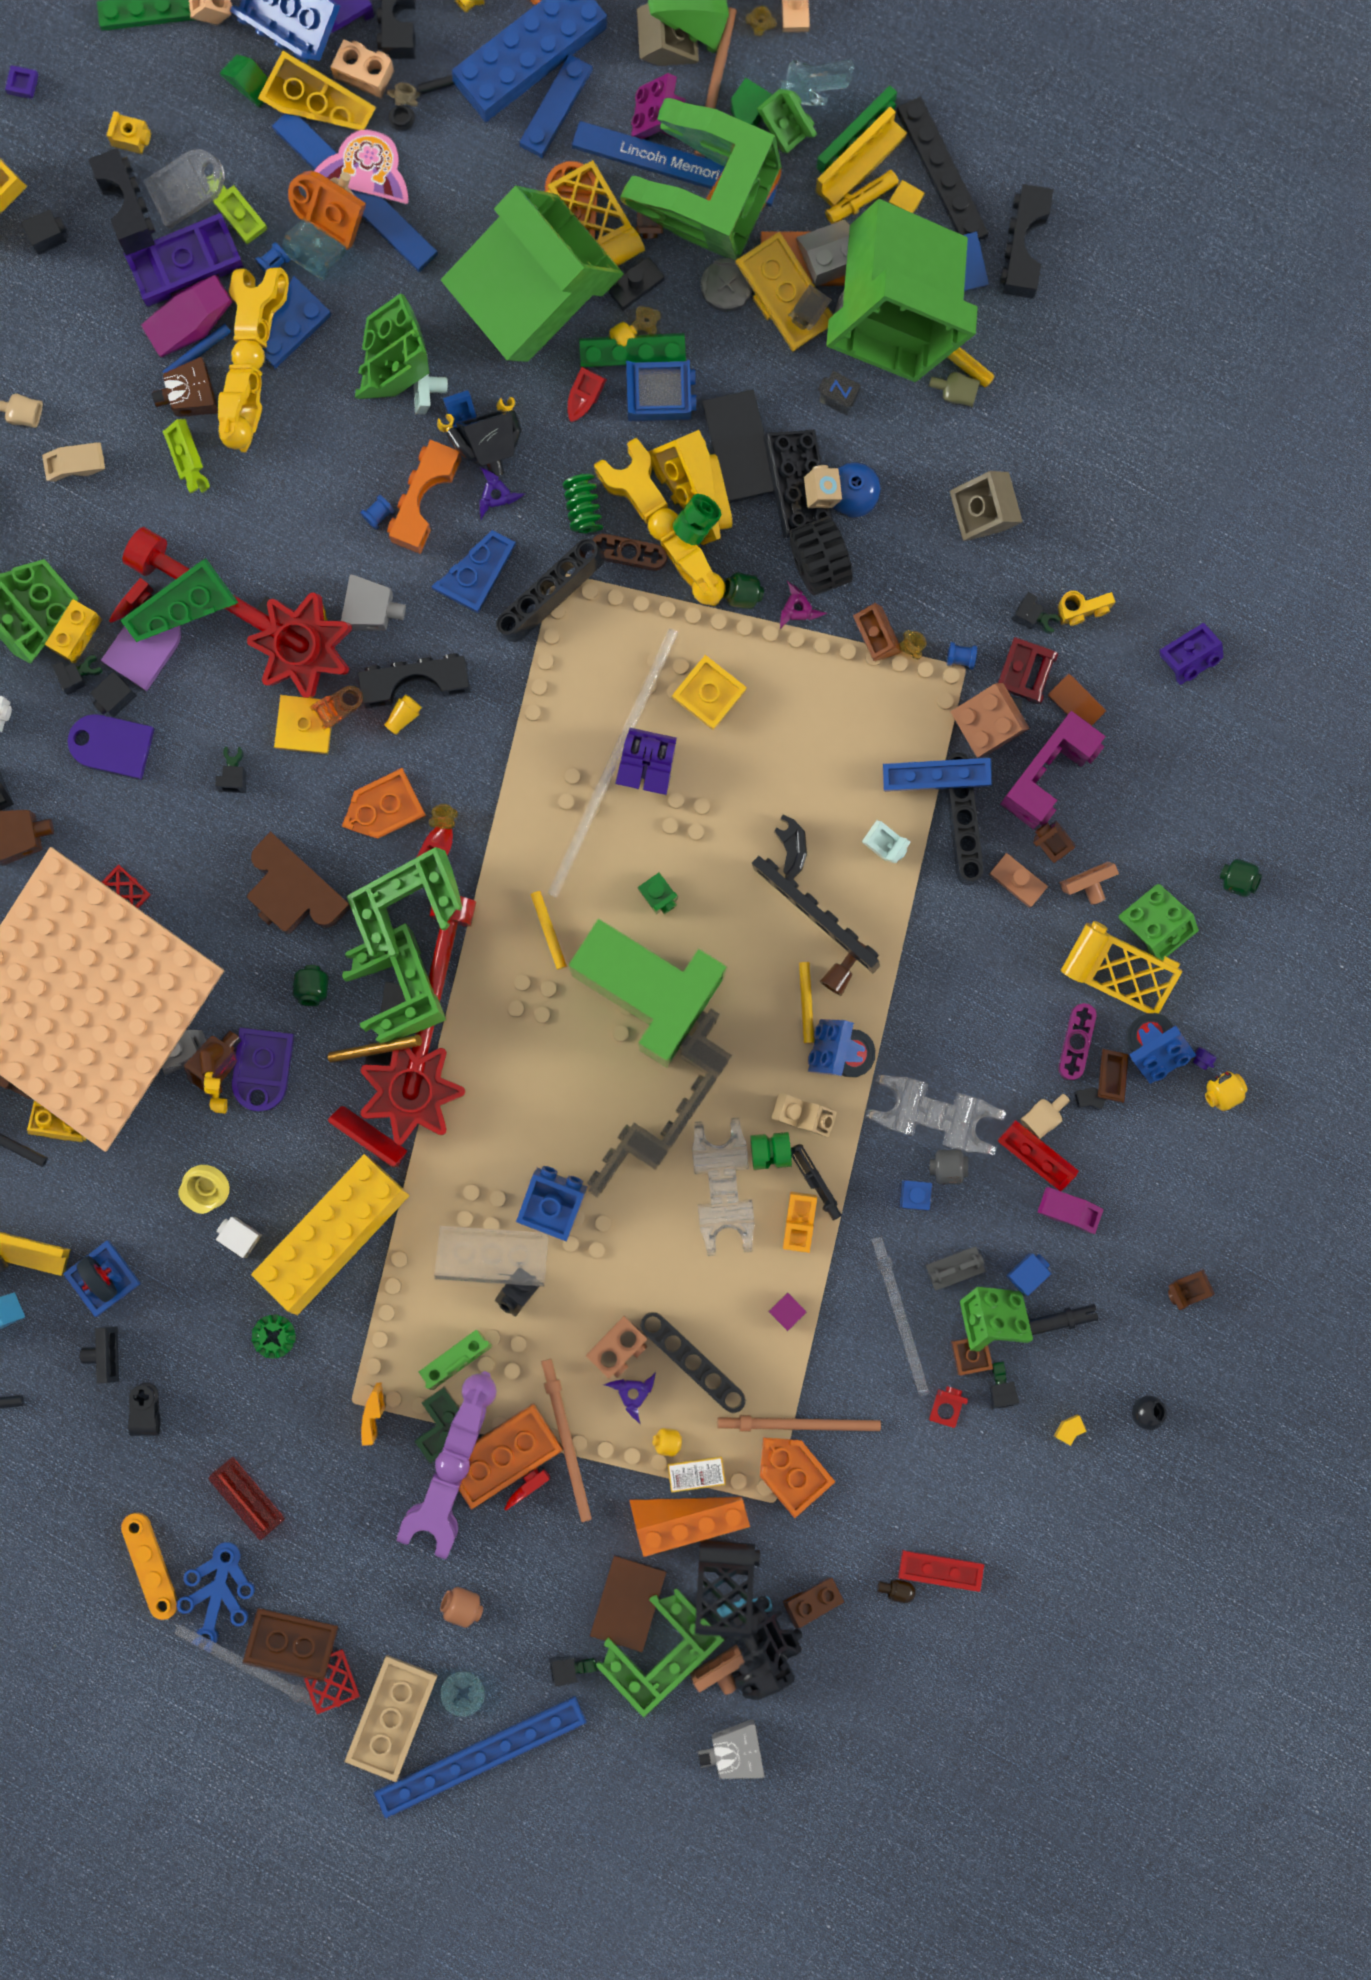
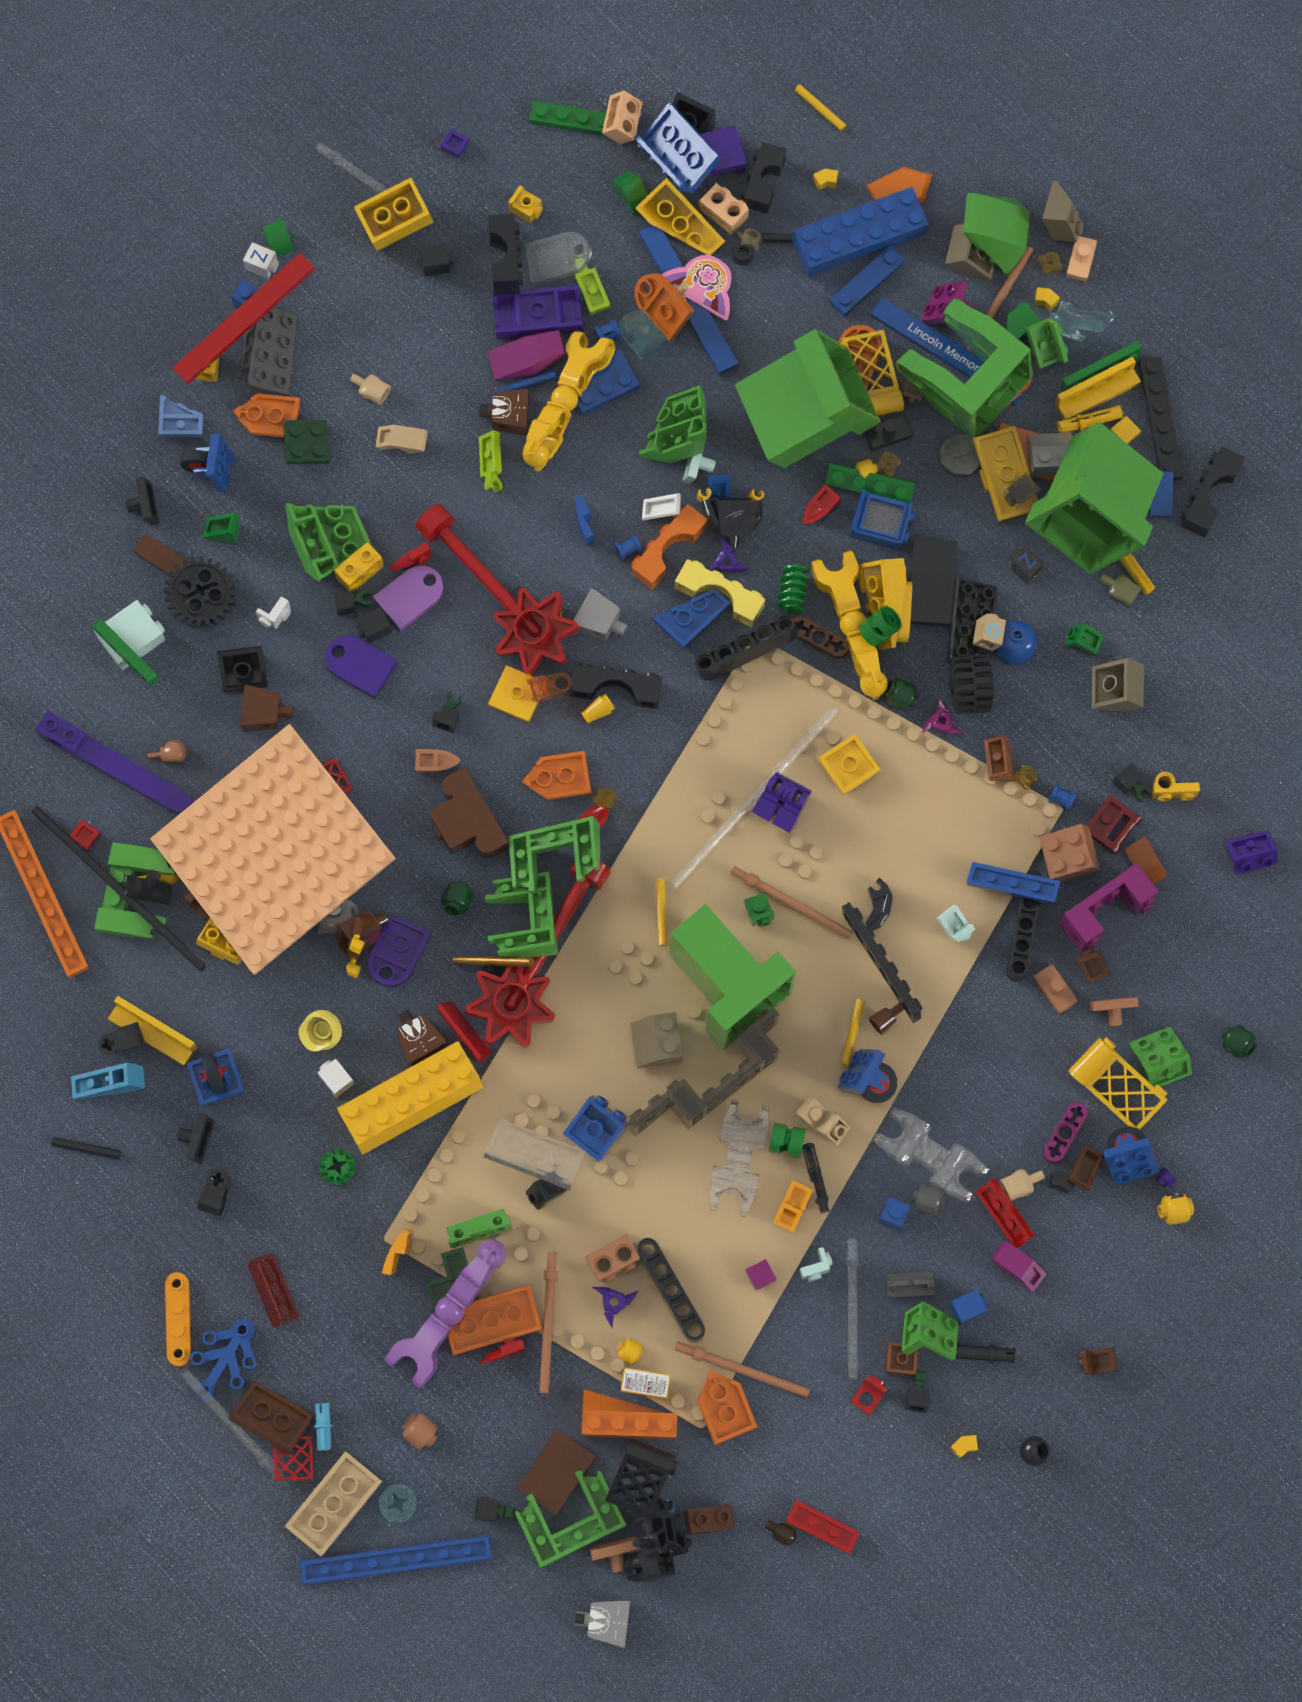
camera: 20 degrees right, 10 degrees down
(185, 599) = (455, 568): green wing -> none
(233, 833) = (434, 760): none -> nougat plate
(315, 490) = (583, 517): none -> blue slope
(317, 1162) = (418, 1038): none -> reddish brown torso
(351, 1635) = (323, 1426): none -> medium azure axle
(401, 452) = (661, 506): none -> white tile
(467, 526) = (697, 579): none -> light yellow arch
(588, 1082) = (656, 1040): none -> dark tan slope
(640, 863) = (753, 881): none -> nougat bar
(769, 65) = (1046, 298): none -> yellow piece
(846, 1288) = (814, 1271): none -> light aqua bracket
(932, 461) = (1084, 638): none -> green bracket

